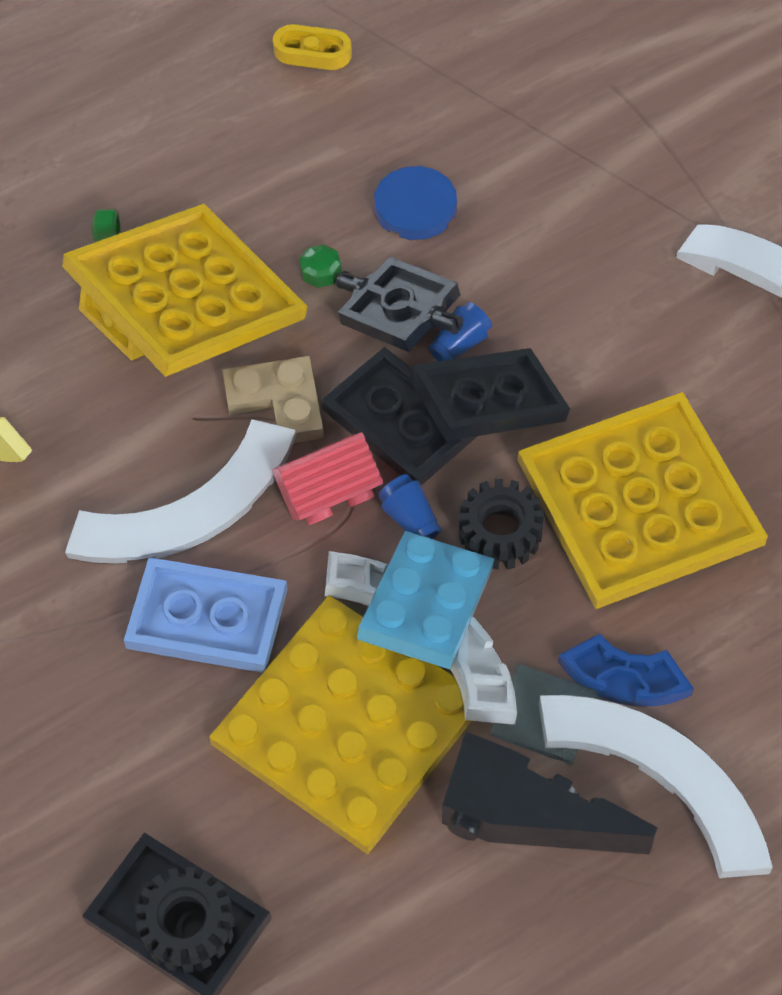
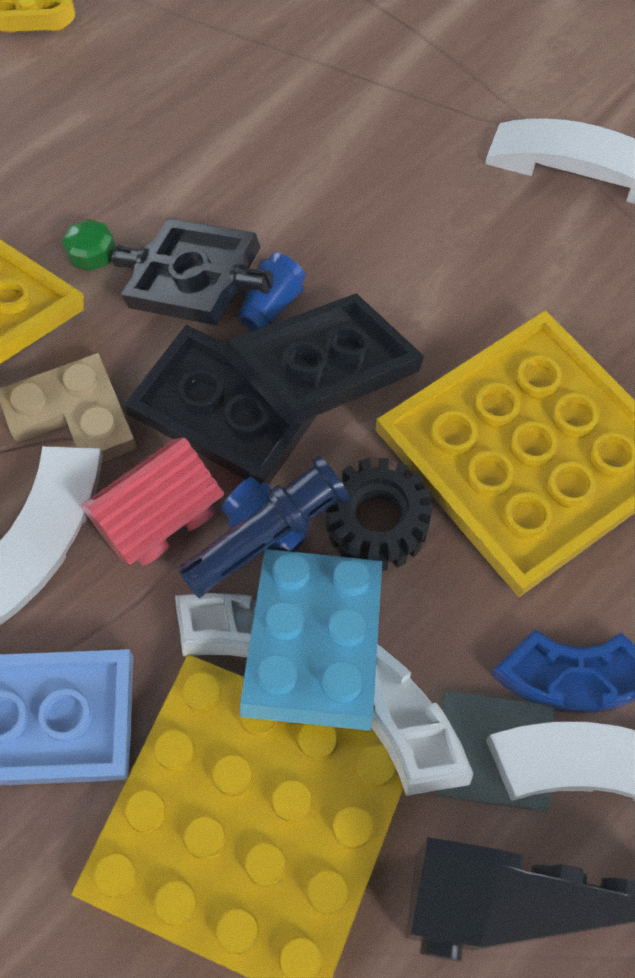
camera: 15 degrees left, 5 degrees up
(415, 202) = (182, 154): blue tile -> none
(426, 504) = (285, 512): none -> dark blue pin

